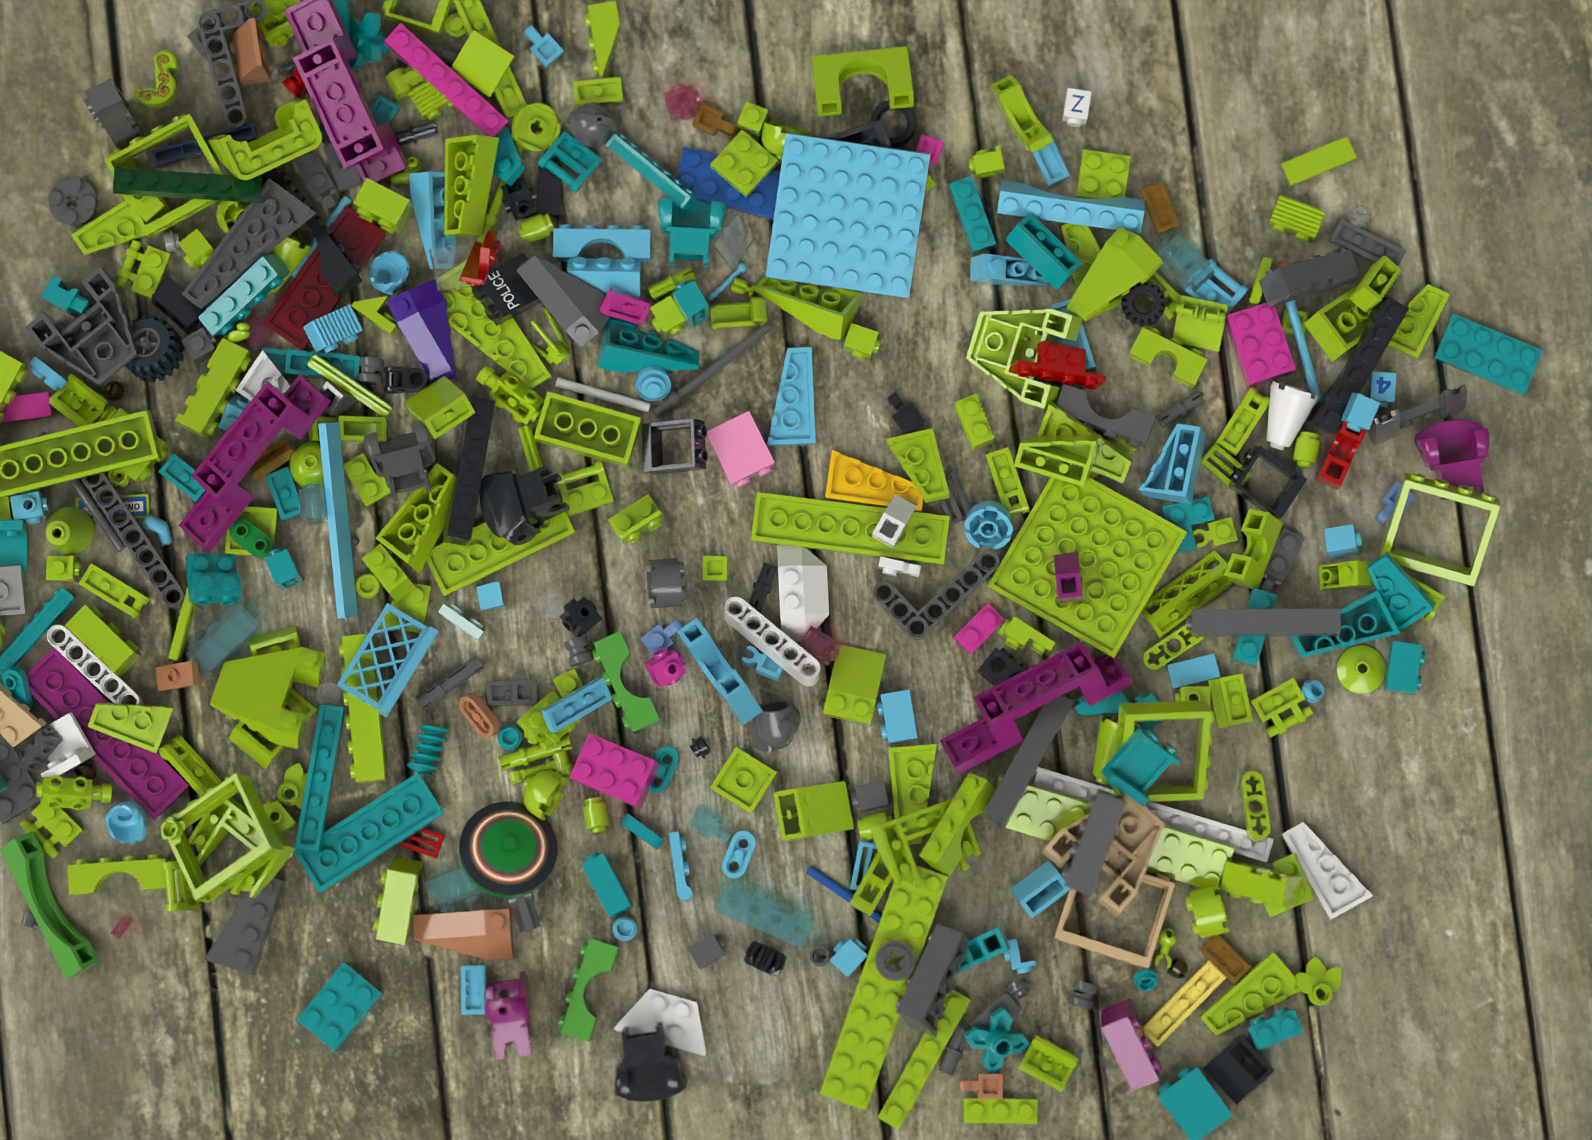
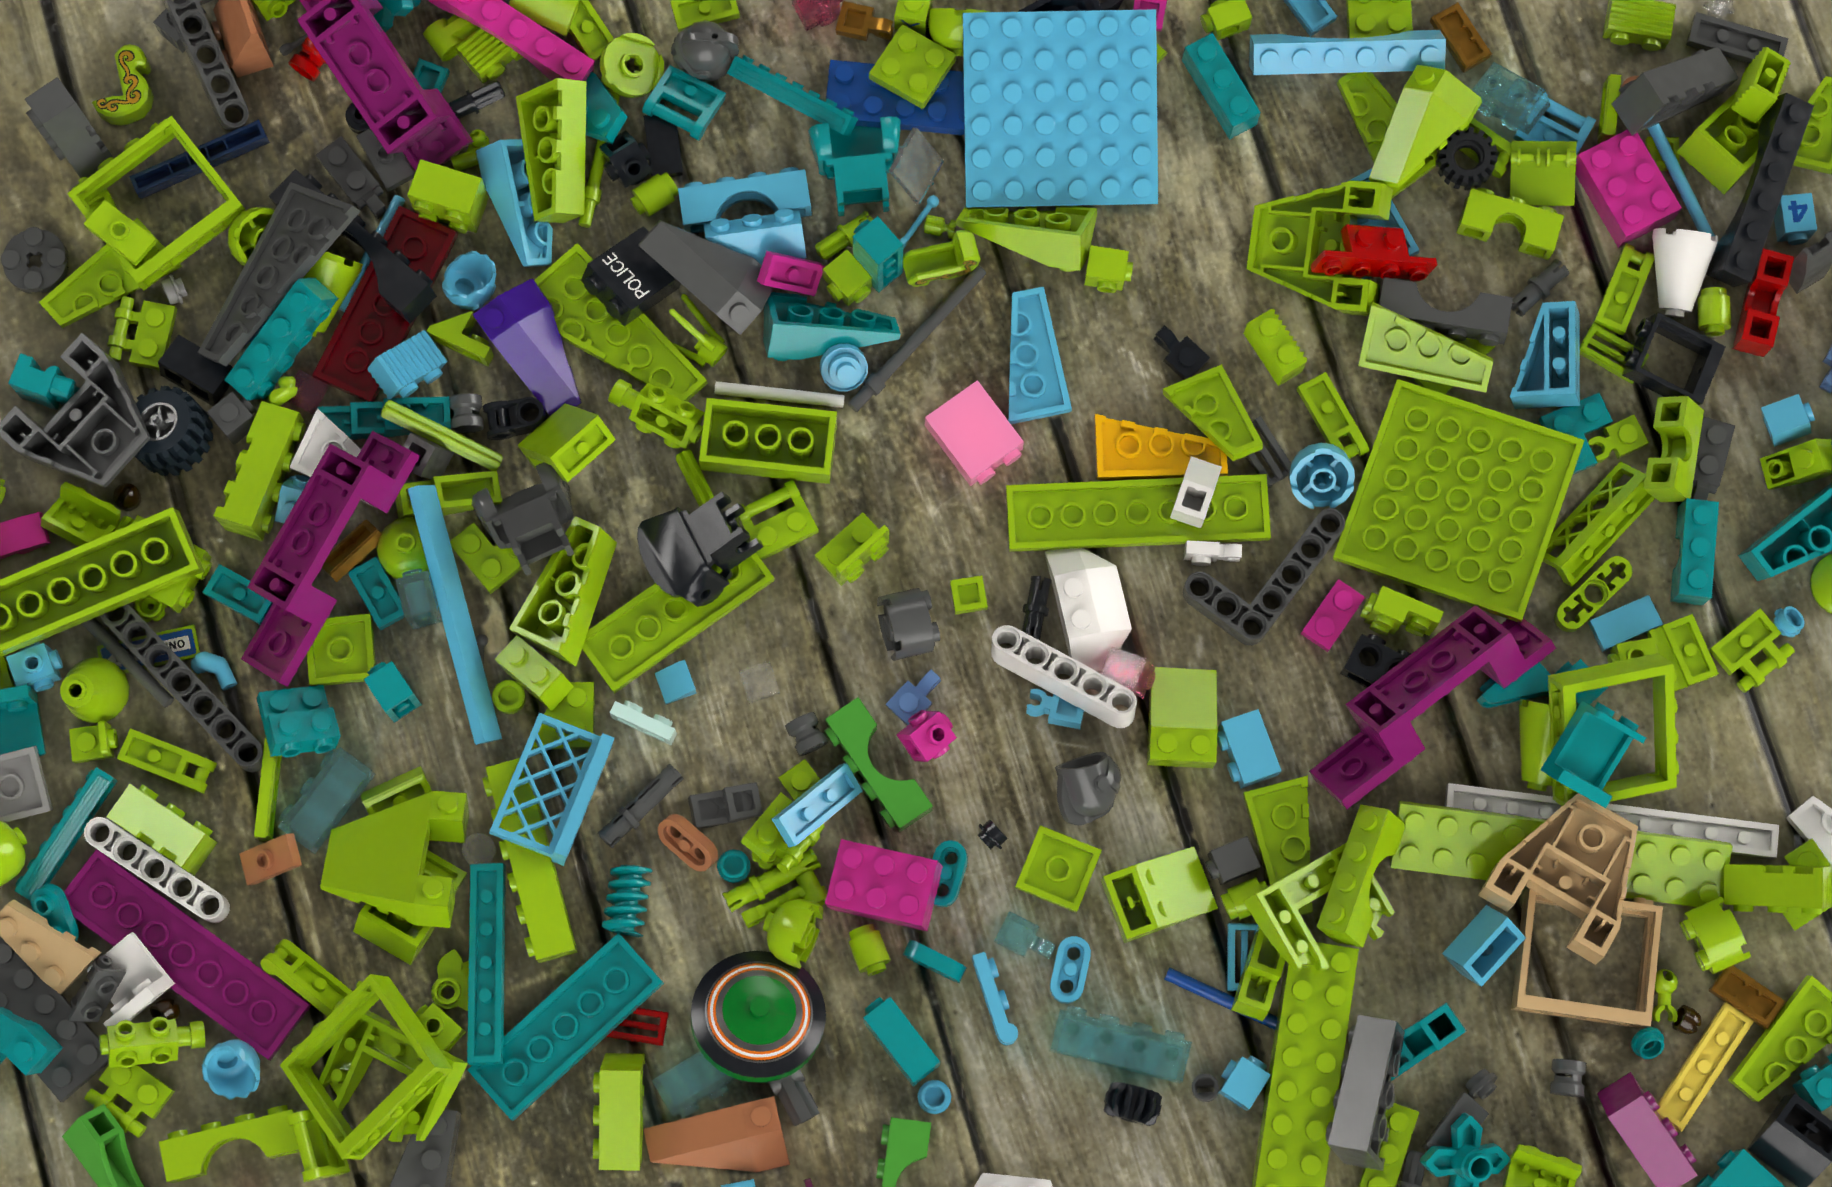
camera: 15 degrees left, 5 degrees down
(52, 378) = (40, 491): medium azure plate -> none
(133, 723) = (220, 932): lime wing -> none
(168, 827) = (289, 1065): lime plate -> none
(186, 185) = (182, 206): dark green plate -> none
(196, 249) = (208, 292): lime brick -> none
(251, 539) = (341, 658): green plate -> none
(294, 137) = (318, 120): lime windscreen -> none
(448, 265) = (552, 259): clear piece -> none
(469, 473) = (621, 523): black arch -> none
(481, 260) = (590, 242): red bracket -> none
(580, 616) = (800, 687): black brick -> none
(653, 446) = (858, 450): black window -> none
(707, 950) = (1052, 1106): dark grey brick -> none
(718, 671) = (1020, 742): medium azure arch -> none
(898, 949) = (1327, 1077): dark grey gear -> none
(1004, 271) = (1276, 148): medium azure slope -> none
(1014, 957) = (1468, 1046): medium azure bracket -> none
(1026, 762) = (1434, 778): dark grey brick -> none
(1043, 251) = (1324, 112): teal brick -> none
(1059, 456) = (1399, 370): lime wedge -> none
(1068, 578) = (1442, 525): magenta slope -> none
(1094, 842) = (1553, 865): dark grey wedge -> none
(1259, 789) = (1747, 771): lime beam -> none
(1263, 622) = (1714, 538): dark grey brick -> none
(1360, 412) = (1781, 245): medium azure brick -> none

